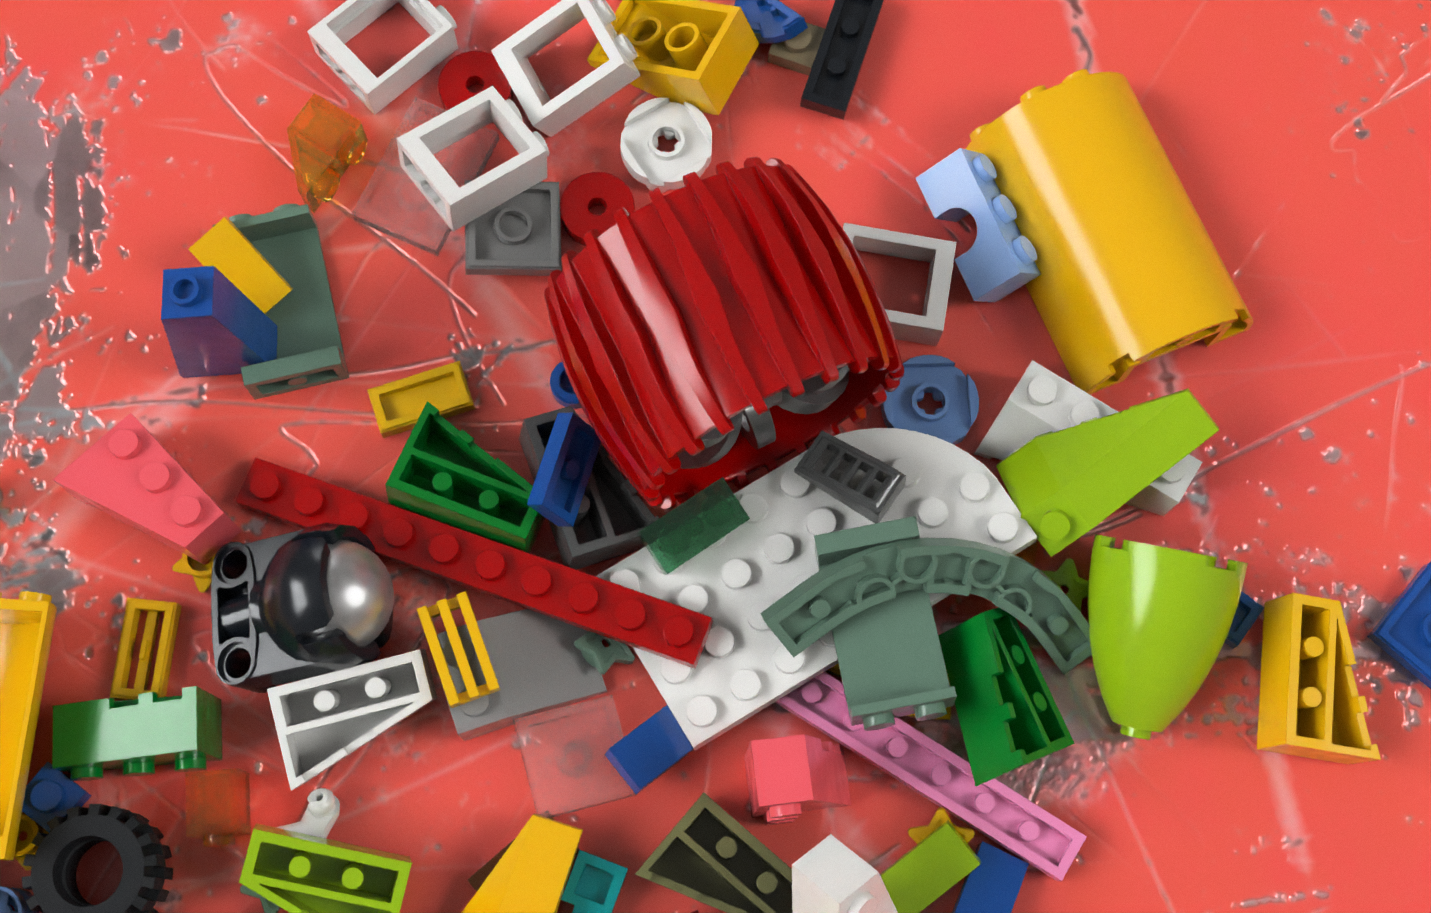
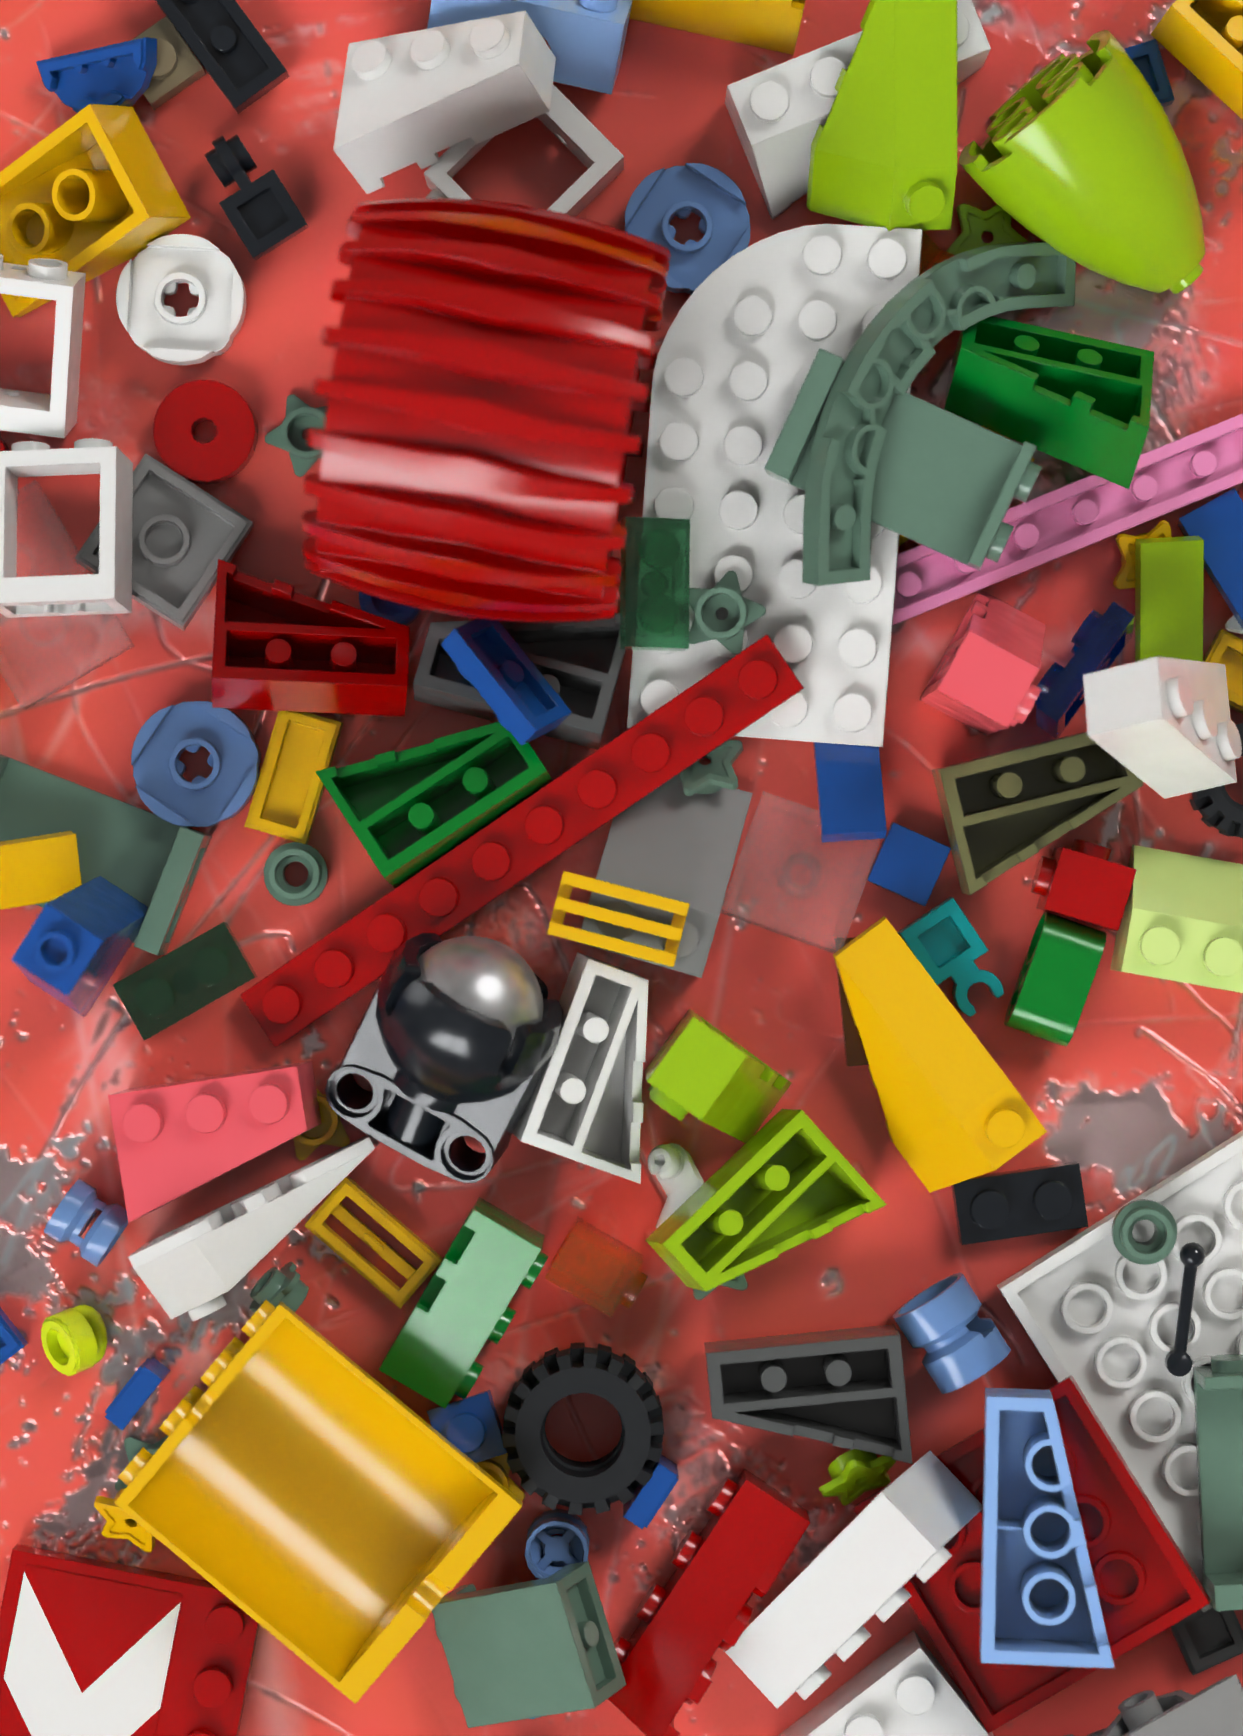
camera: 50 degrees left, 15 degrees up
(41, 460) = (76, 1214): none -> medium blue wheel
(72, 611) = (278, 1287): none -> sand green plate
(77, 555) = (215, 1251): none -> white wedge
(243, 420) = (185, 980): none -> clear green plate
(355, 427) = (275, 874): none -> sand green plate
(368, 316) = (159, 771): none -> medium blue plate
(393, 788) = (713, 1079): none -> lime wedge
(497, 345) = (302, 653): none -> red wedge
(630, 825) = (908, 864): none -> blue tile
(703, 569) = (740, 613): none -> sand green plate
(750, 143) = (262, 208): none -> black plate
(863, 836) = (1095, 649): none -> clear blue plate
(872, 509) = (708, 357): dark grey slope -> none
(900, 193) = (437, 88): none -> white wedge

